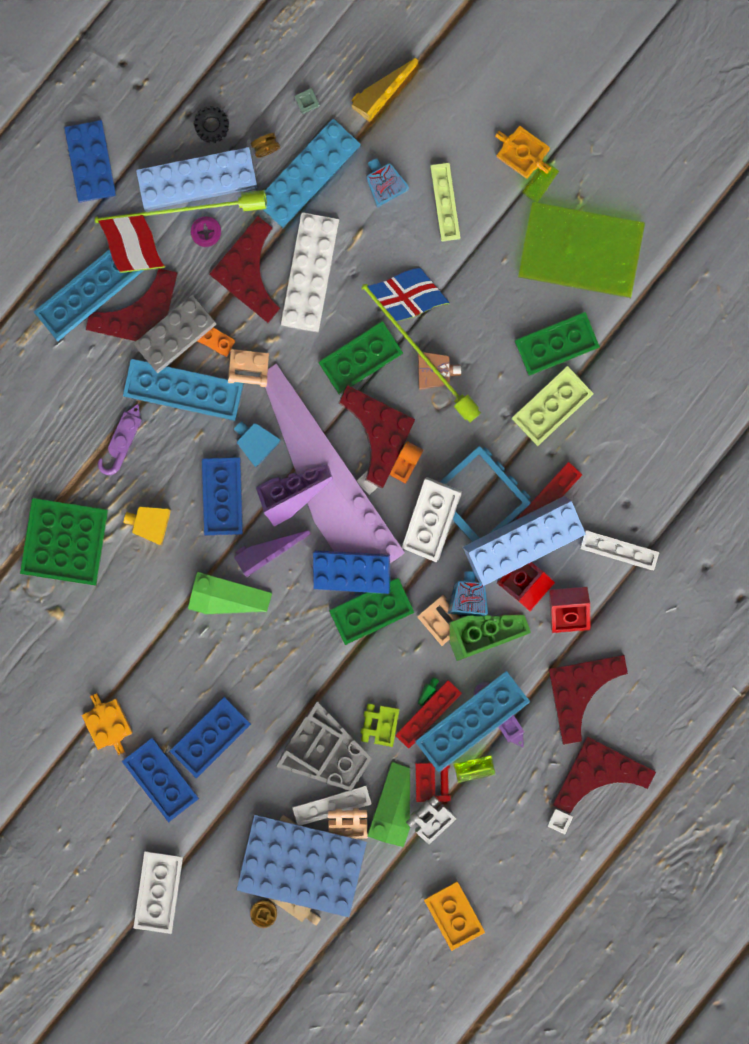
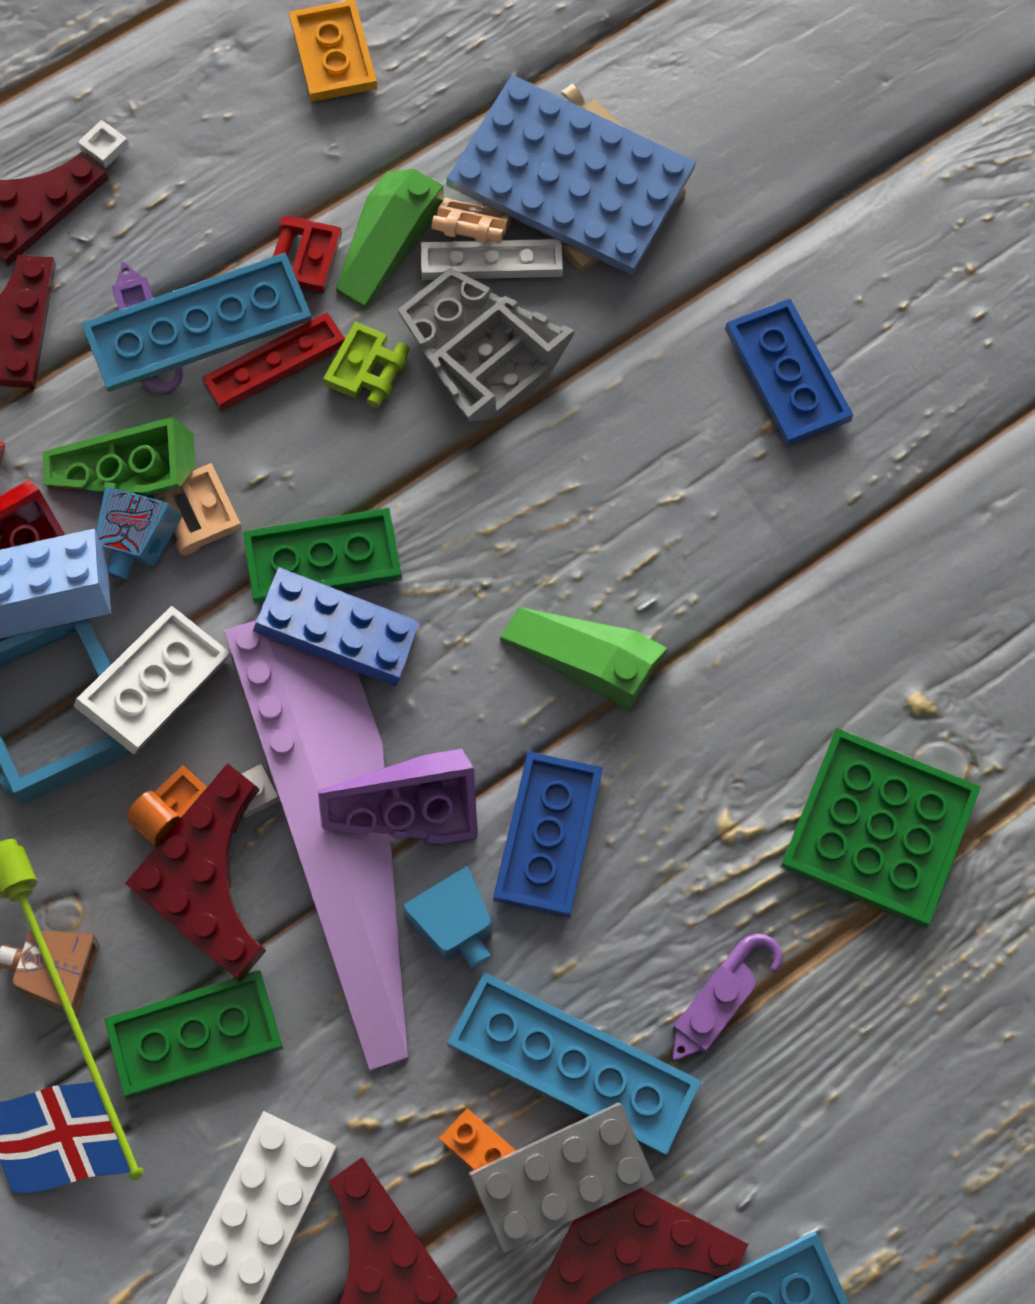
camera: 170 degrees left, 20 degrees down
(107, 724) = (865, 487): light orange plate -> none
(149, 523) = (704, 817): yellow torso -> none
(158, 892) = (833, 201): white plate -> none
(210, 737) = (680, 418): blue plate -> none
(249, 362) = (425, 1085): light nougat plate -> none
(257, 556) = (509, 702): medium lavender wedge -> none
(263, 913) = (659, 122): pearl gold wheel -> none
(428, 691) = (261, 400): green bar -> none
(435, 823) = (314, 189): light grey plate -> none
(474, 769) = (219, 253): clear neon green plate -> none

